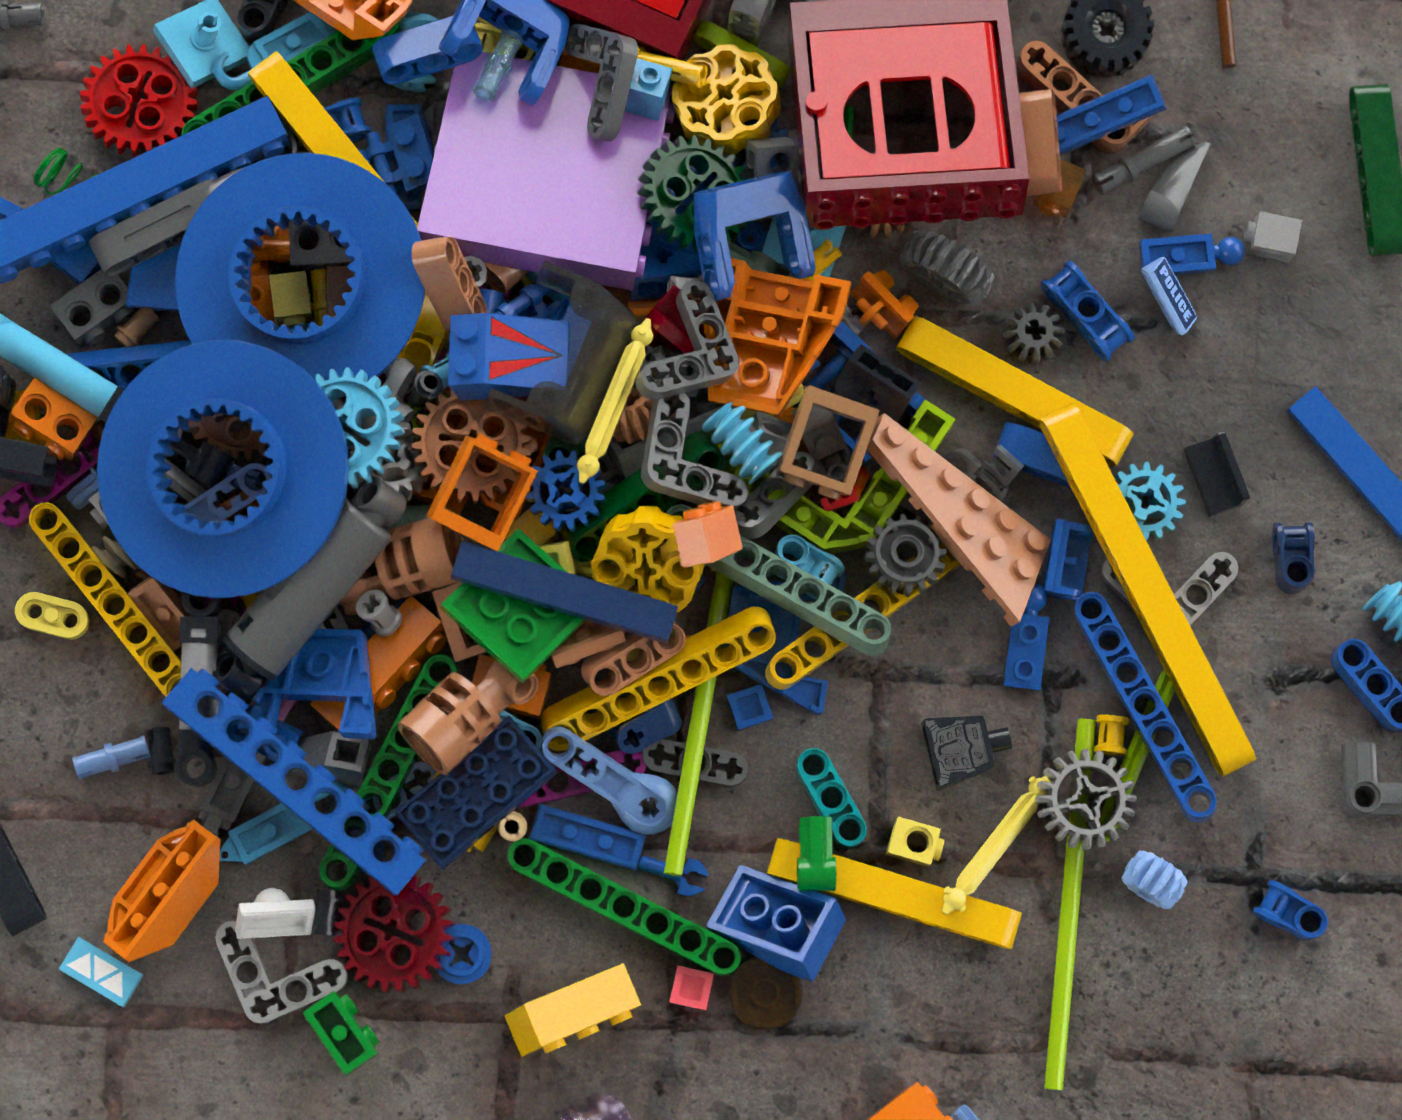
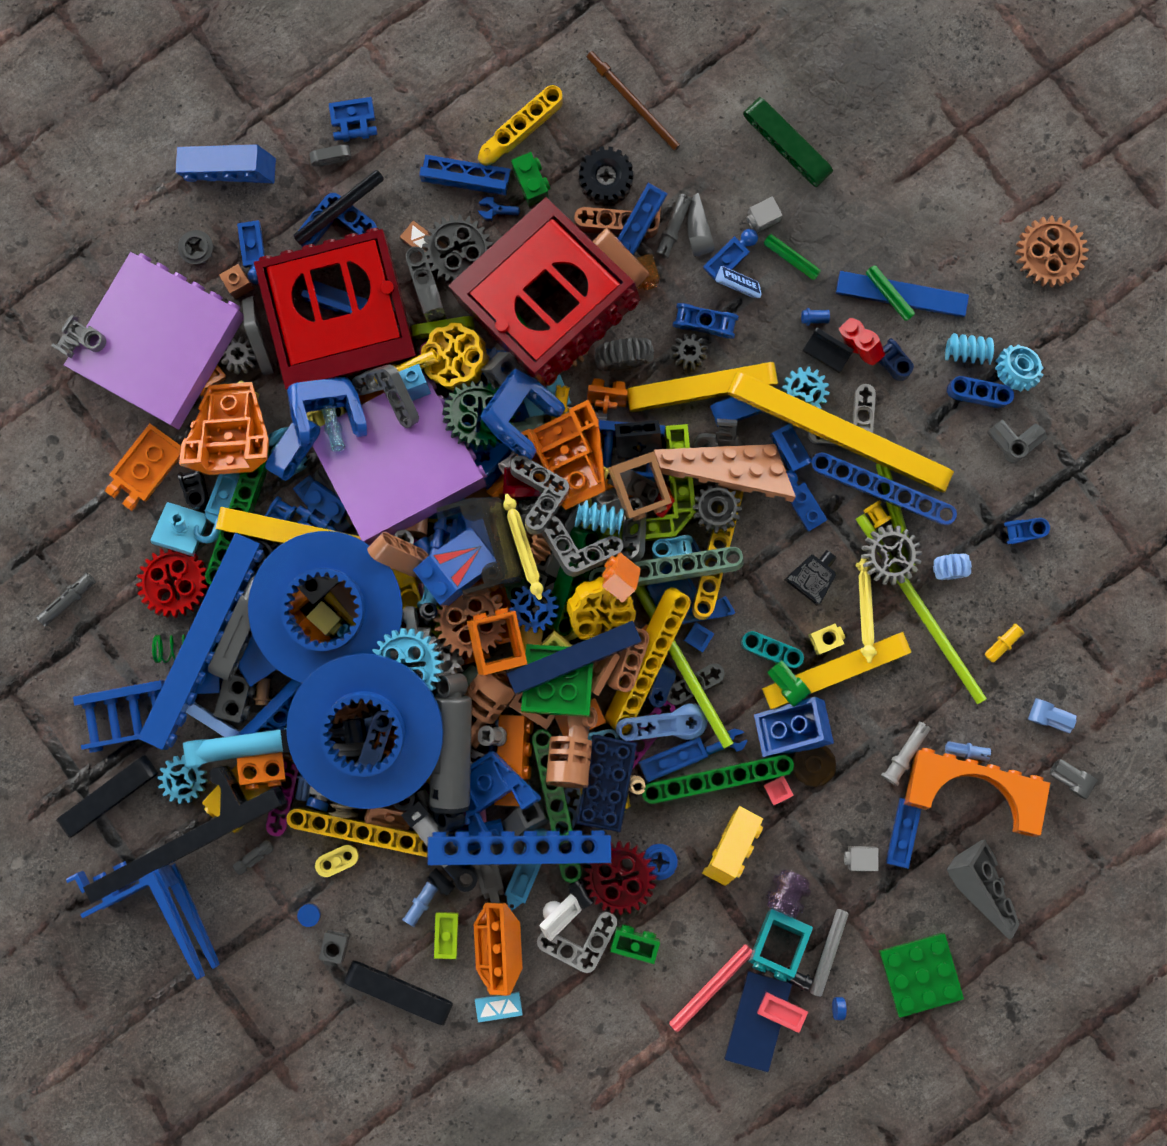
camera: 30 degrees left, 5 degrees up
(40, 307) = (211, 721): none -> light blue beam
(87, 524) = (318, 804): none -> blue tile
(110, 824) = (446, 935): none -> lime plate
(881, 1081) = (901, 762): none -> light grey pin
(1144, 1037) = (1004, 643): none -> yellow axle
(1235, 418) = (815, 316): none -> blue pin
(1266, 319) = (792, 257): none -> green axle
(1269, 495) = (863, 341): none -> red brick
(1357, 464) = (890, 293): none -> green axle

